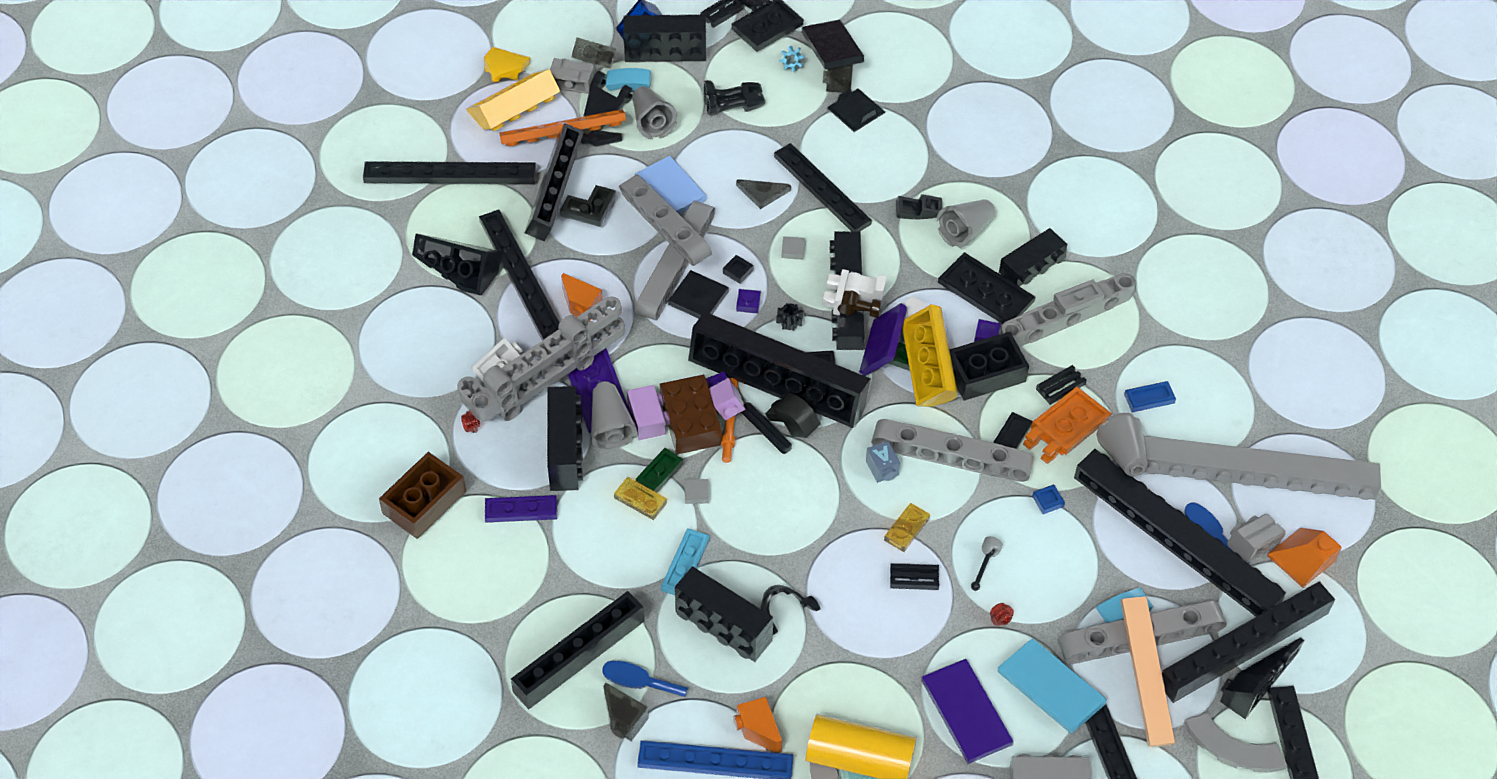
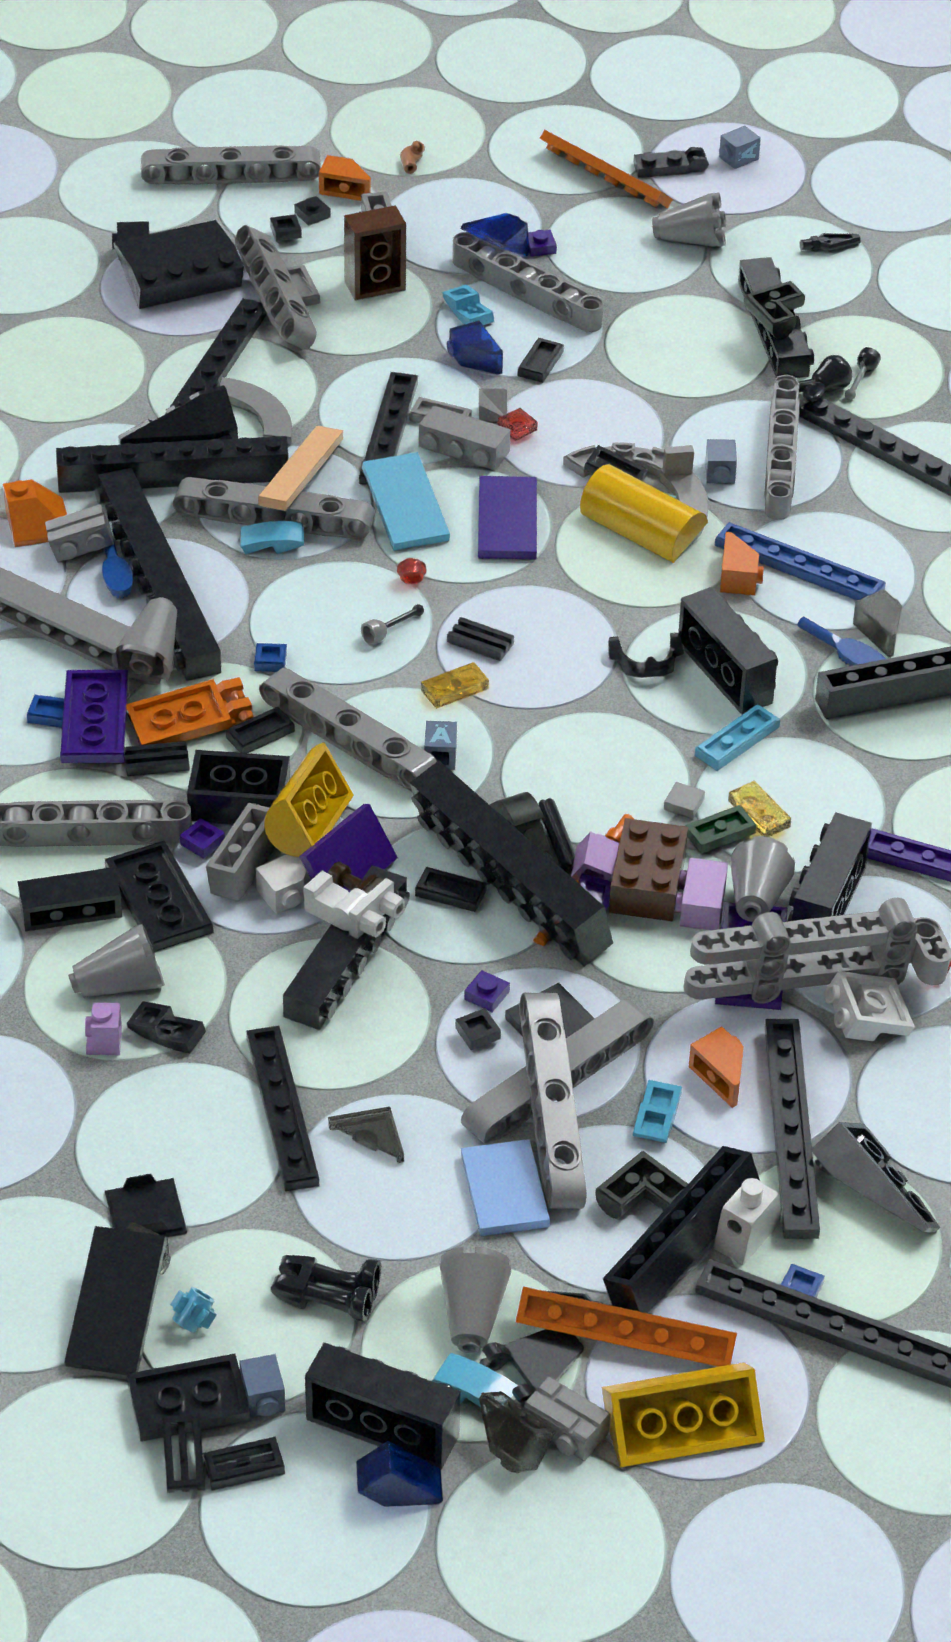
camera: 155 degrees left, 10 degrees down
(479, 192) = (803, 1280): none -> blue tile
(504, 64) = (667, 1492): yellow slope -> none
(520, 196) = (756, 1211): none -> white torso
(605, 260) = (657, 1111): none -> medium azure slope
(734, 38) = (263, 1385): none -> sand blue brick
(789, 316) = (447, 941): black gear -> none
(793, 247) = (380, 1037): light grey tile -> none
(949, 184) = (104, 1029): none -> lavender brick
(952, 306) = (239, 854): none -> light grey brick
(1078, 297) = (67, 800): light grey plate -> none
(1121, 387) = (94, 716): none -> dark purple tile

